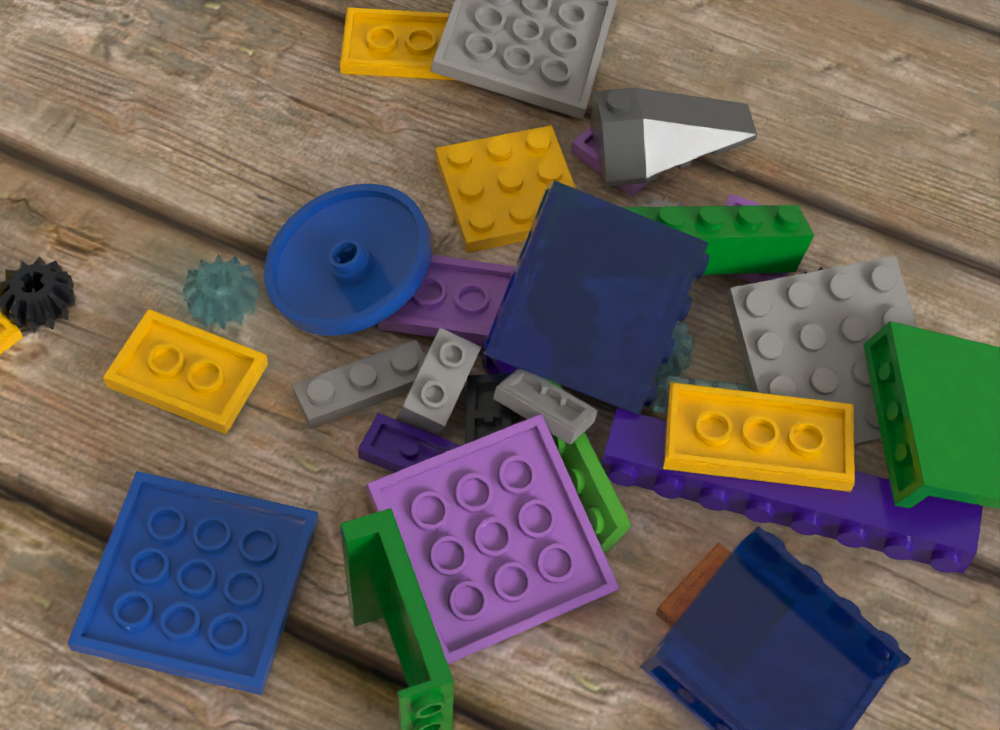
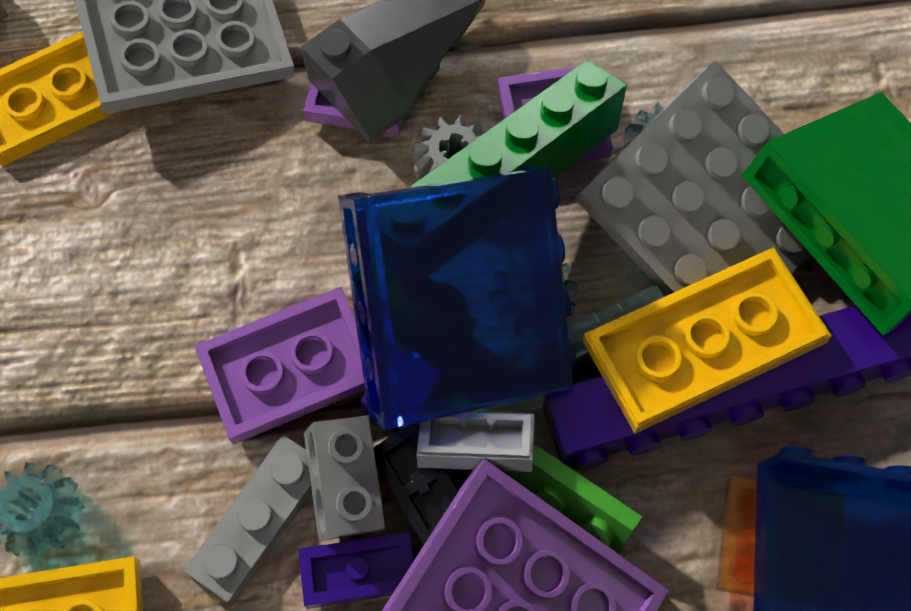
camera: 25 degrees left, 10 degrees up
(348, 259) = (153, 390): blue dish -> none
(500, 183) = (266, 198): yellow plate -> none

